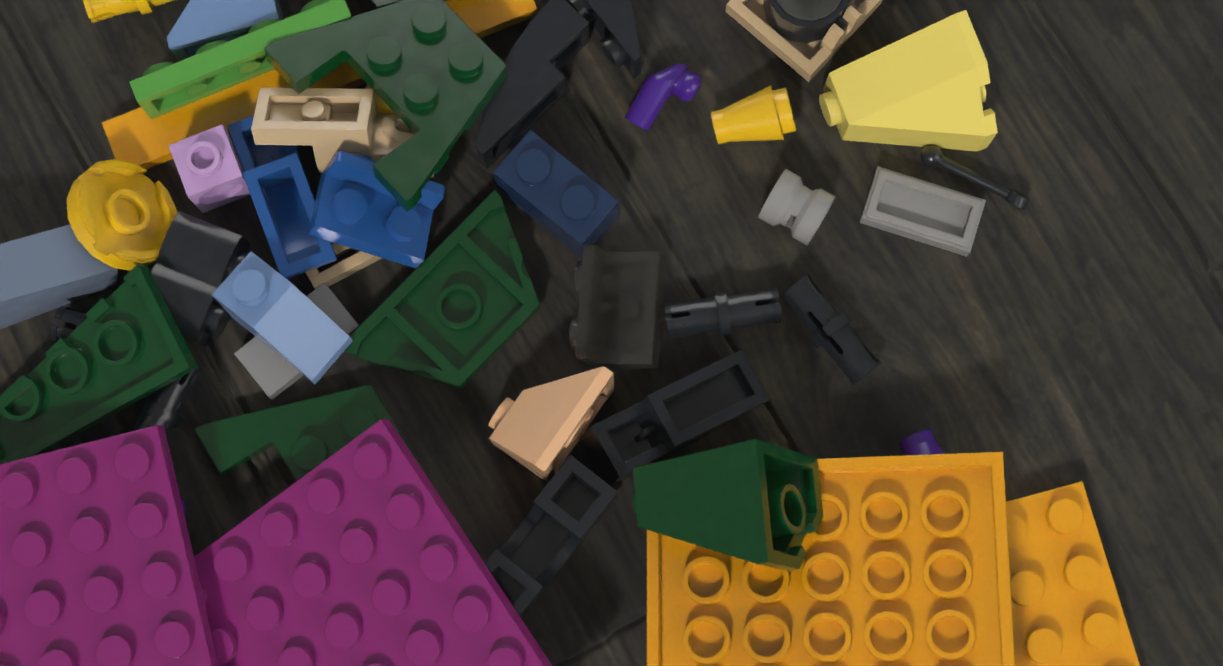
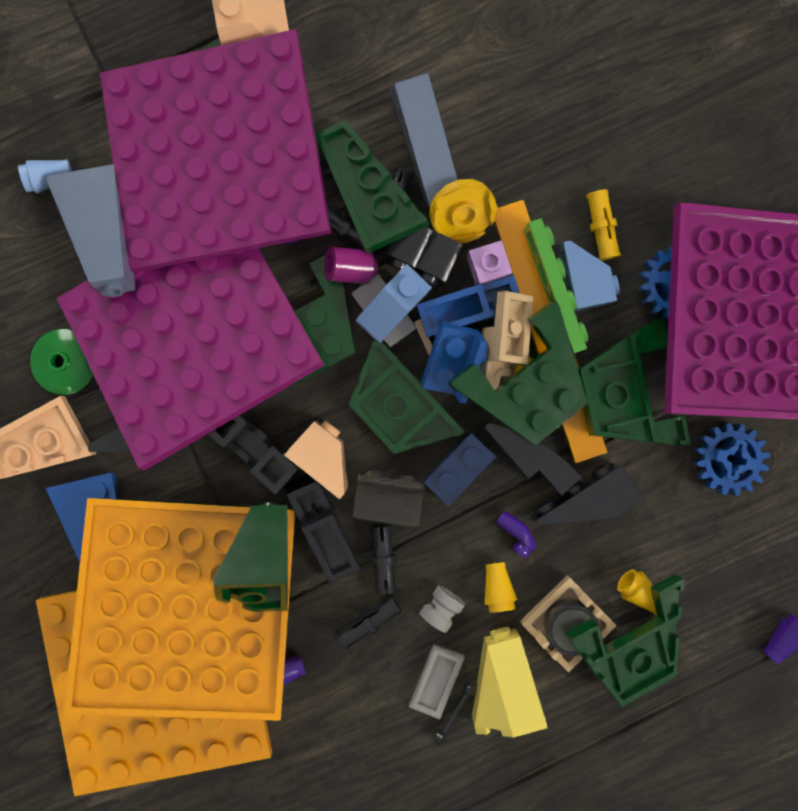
camera: 95 degrees right, 10 degrees up
(219, 398) = (349, 265): none -> magenta brick

